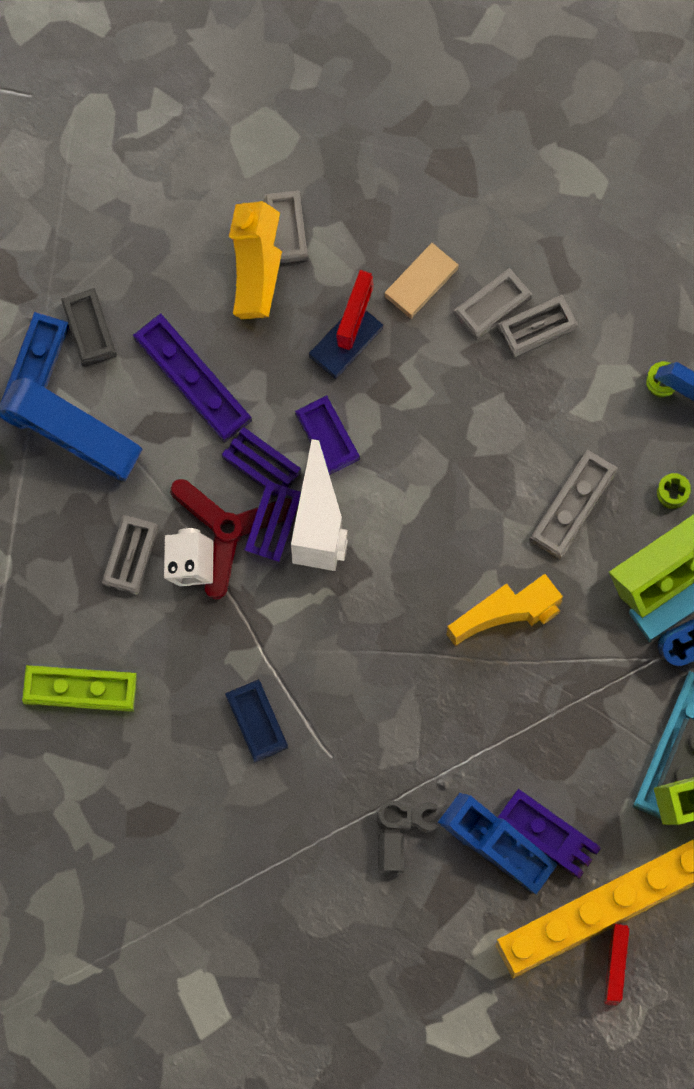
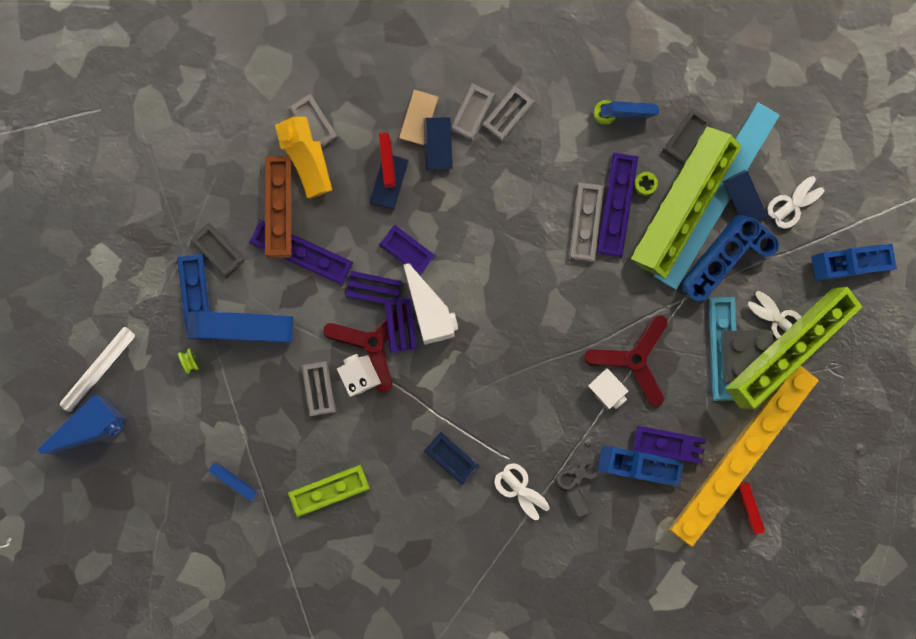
camera: 25 degrees left, 10 degrees up
(190, 306) = (278, 207): none -> dark orange plate
(329, 811) = (525, 495): none -> white piece
(430, 321) = (438, 143): none -> dark blue tile
(501, 725) = (608, 390): none -> white brick
(532, 604) = (593, 299): yellow slope -> none
(556, 721) = (642, 349): none -> dark red piece
(624, 501) = (617, 205): none -> dark purple tile

